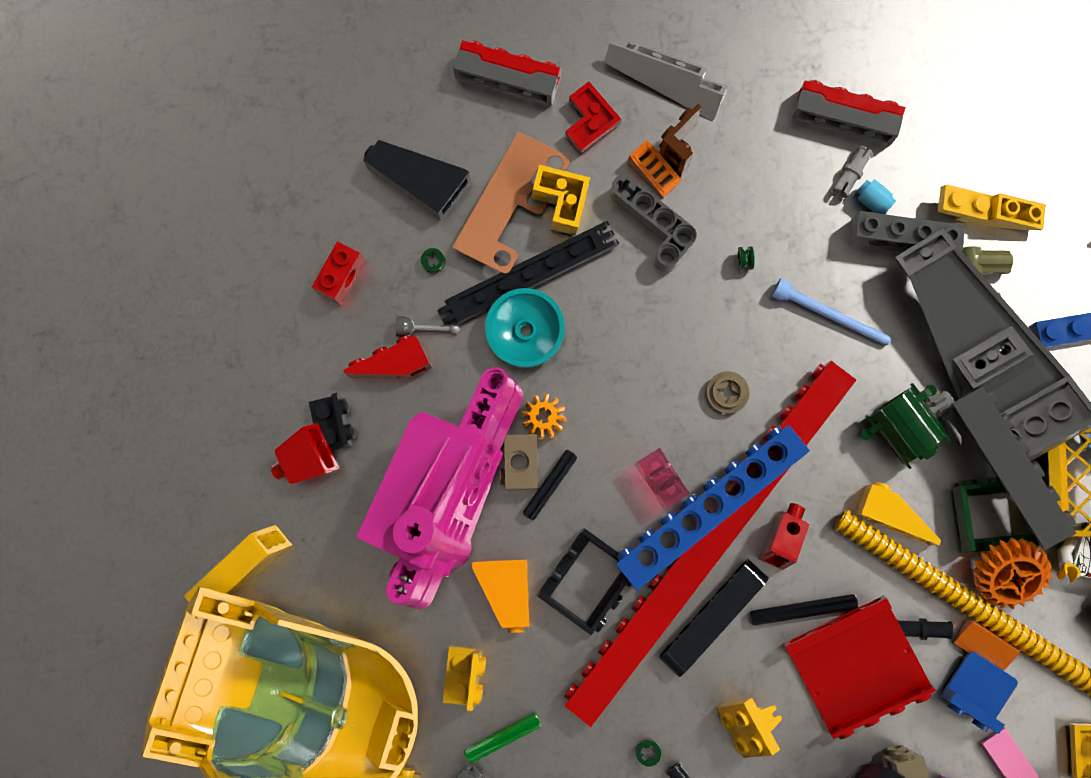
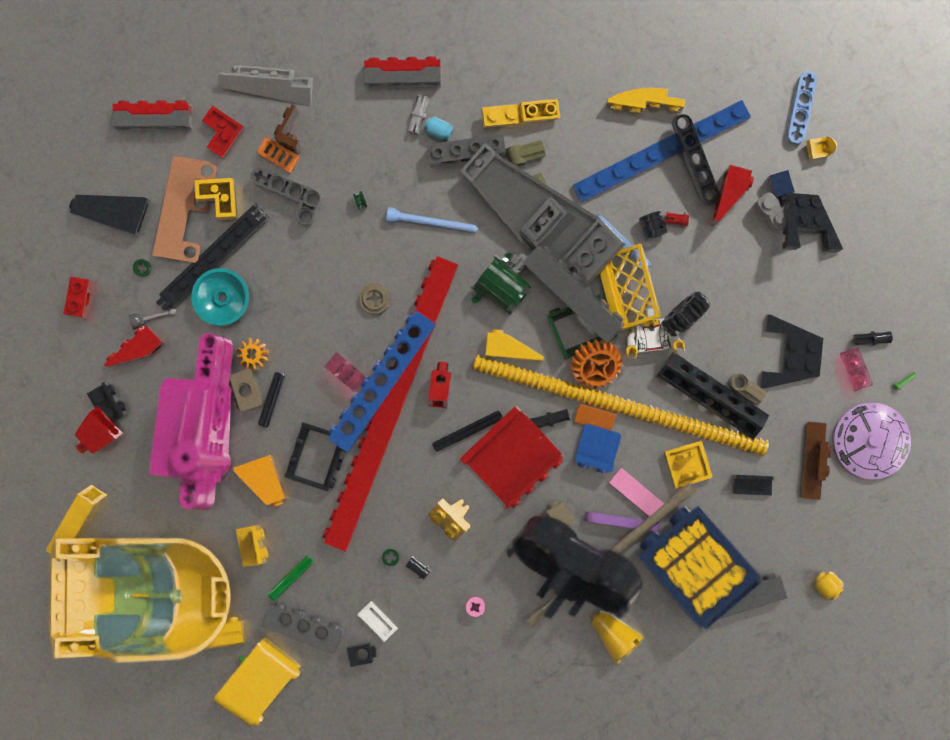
camera: 20 degrees left, 5 degrees up
(713, 618) = (408, 454): black beam -> none

